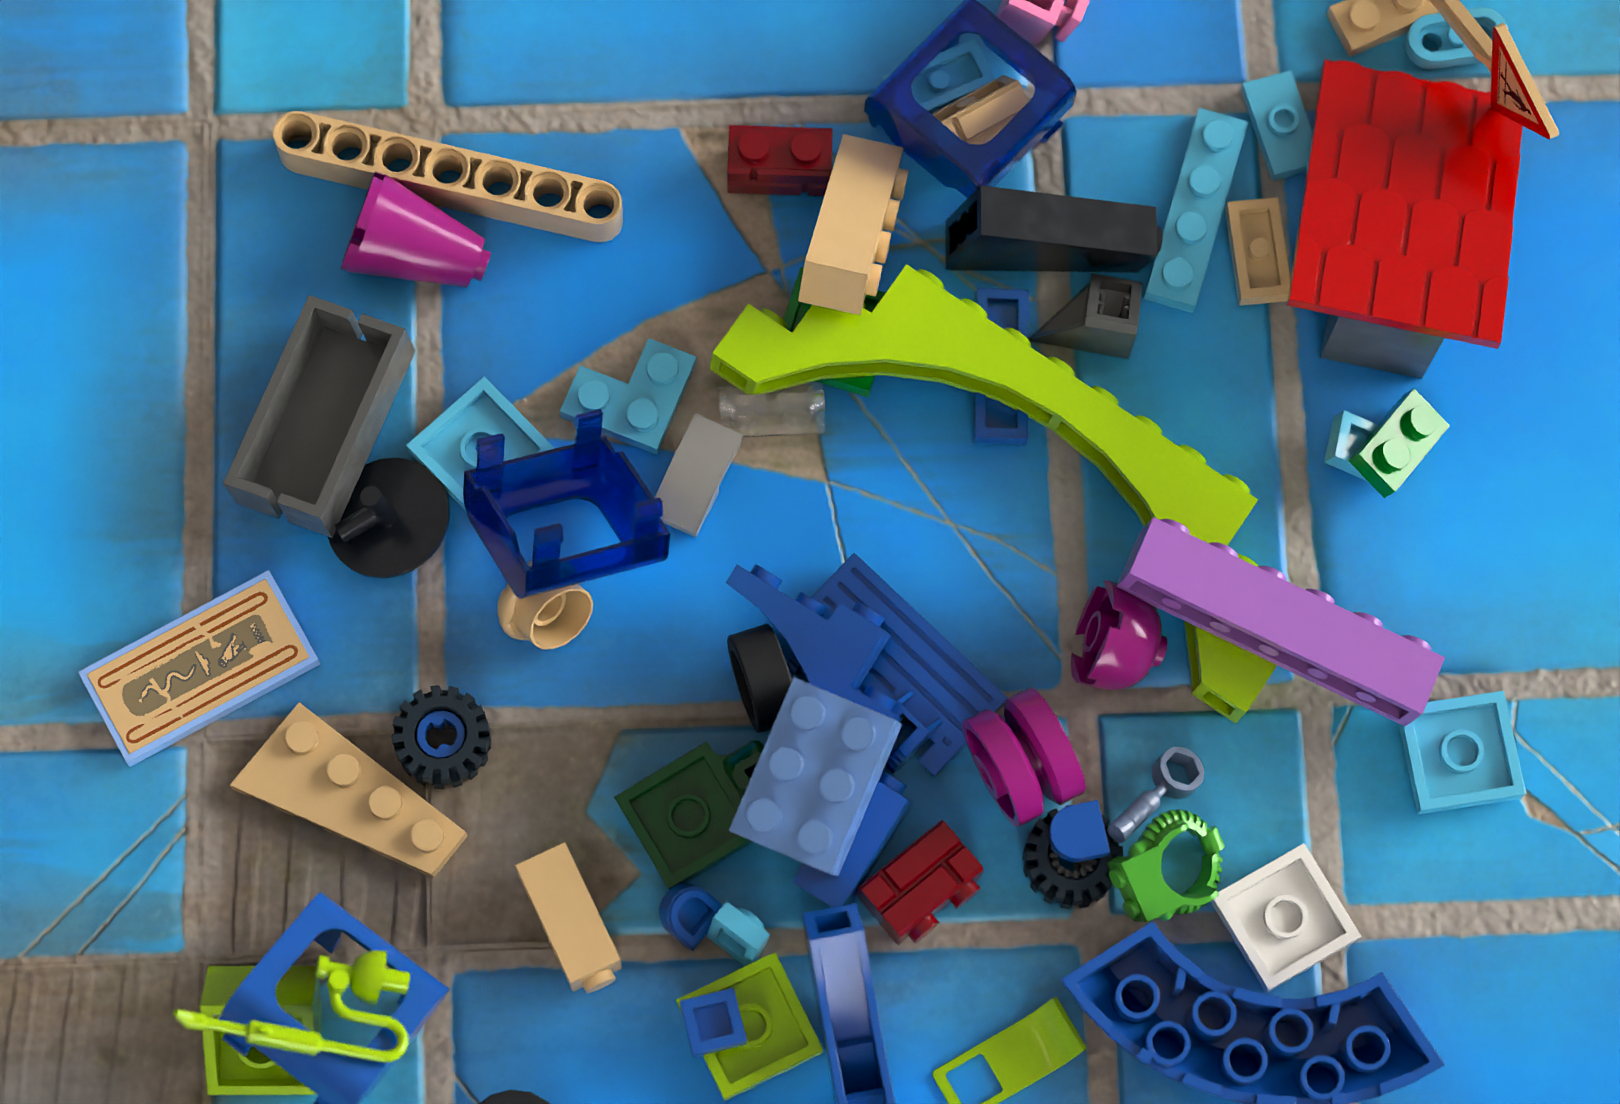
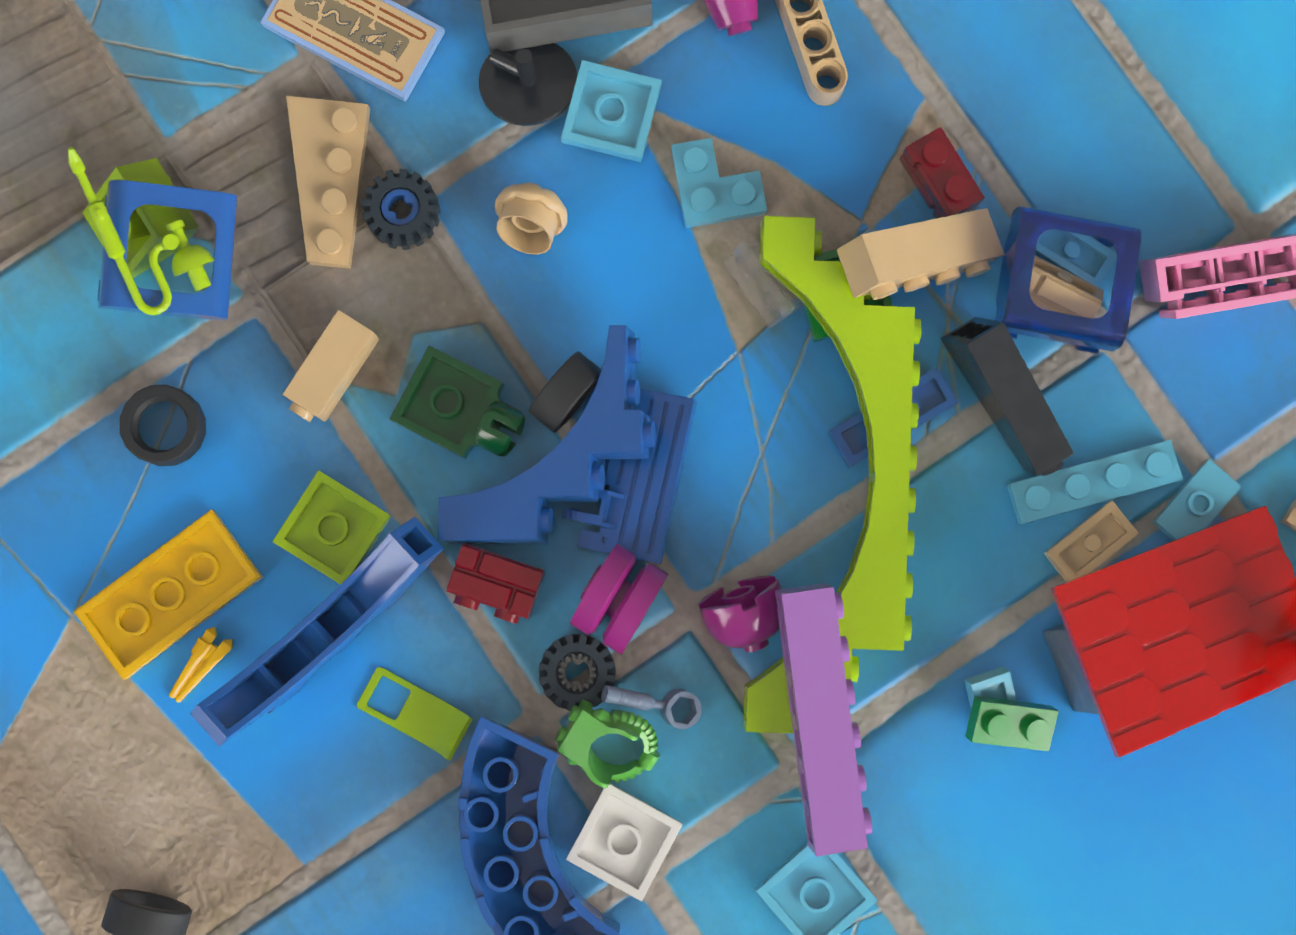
camera: 60 degrees right, 10 degrees up
(581, 471) = (635, 181): clear blue piece -> none
(688, 913) = (383, 443): blue tile -> none
(696, 473) = (684, 261): light grey slope -> none
(713, 1022) = (312, 503): blue plate -> none
(738, 933) = (389, 483): medium azure plate -> none
(815, 777) = (508, 468): medium blue brick -> none
(1079, 833) = (590, 667): blue tile -> none
(1097, 319) = (971, 461): dark grey slope -> none

